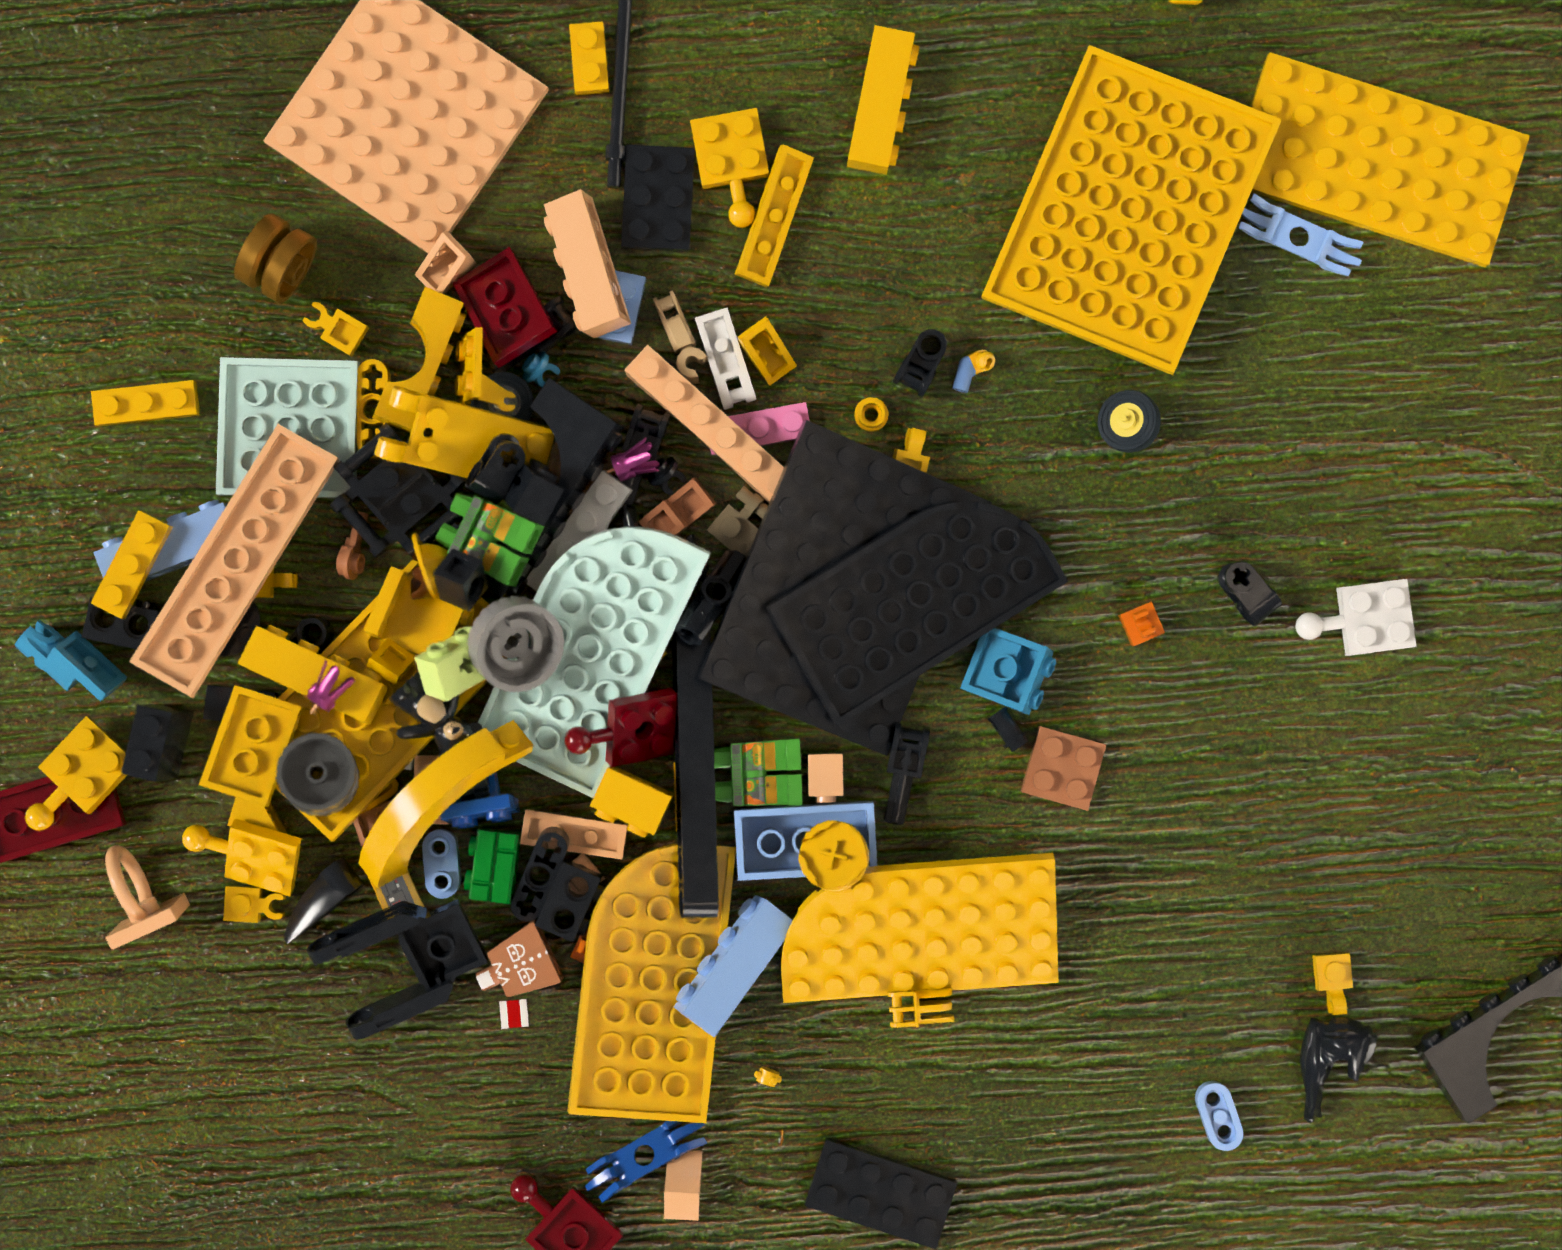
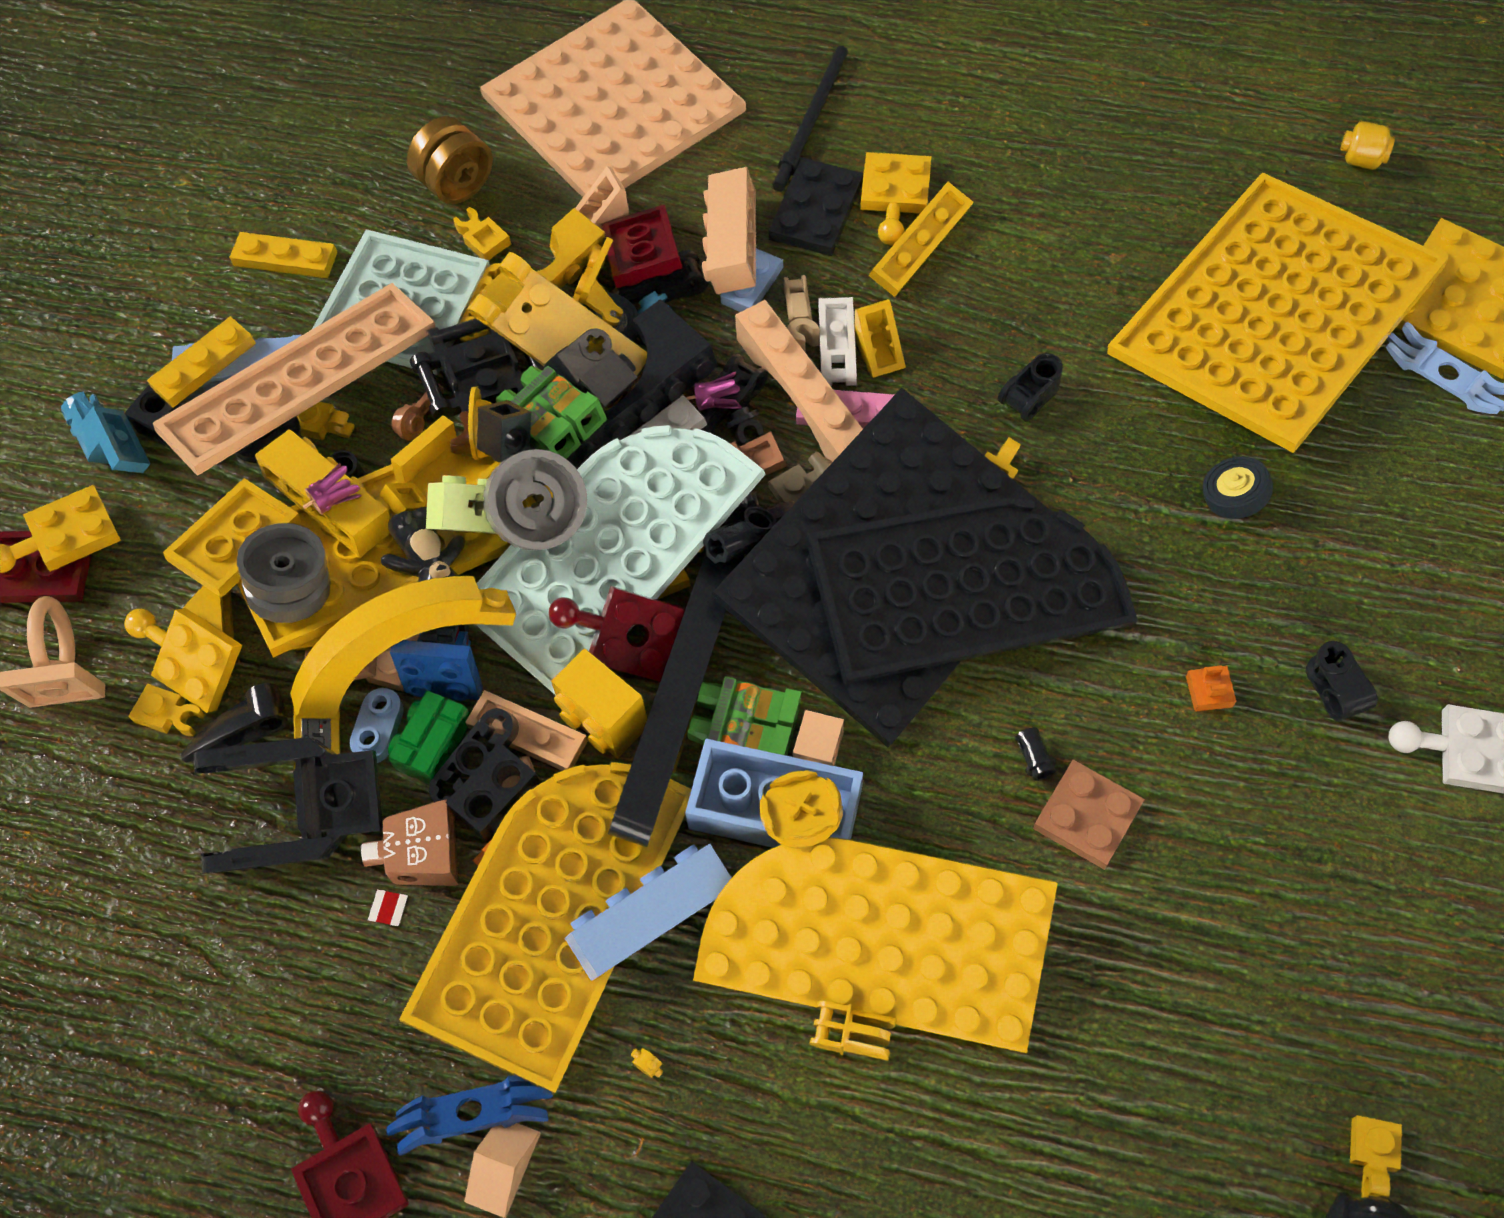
camera: 20 degrees right, 25 degrees down
(157, 742) = (145, 516): black brick -> none
(589, 58) = (790, 93): yellow plate -> none
(871, 403) = (972, 415): yellow plate -> none
(881, 100) = (1050, 174): yellow brick -> none
(905, 762) = (910, 758): black connector -> none
(970, 366) = (1082, 406): arm -> none
(1009, 670) = (1052, 691): dark azure plate -> none

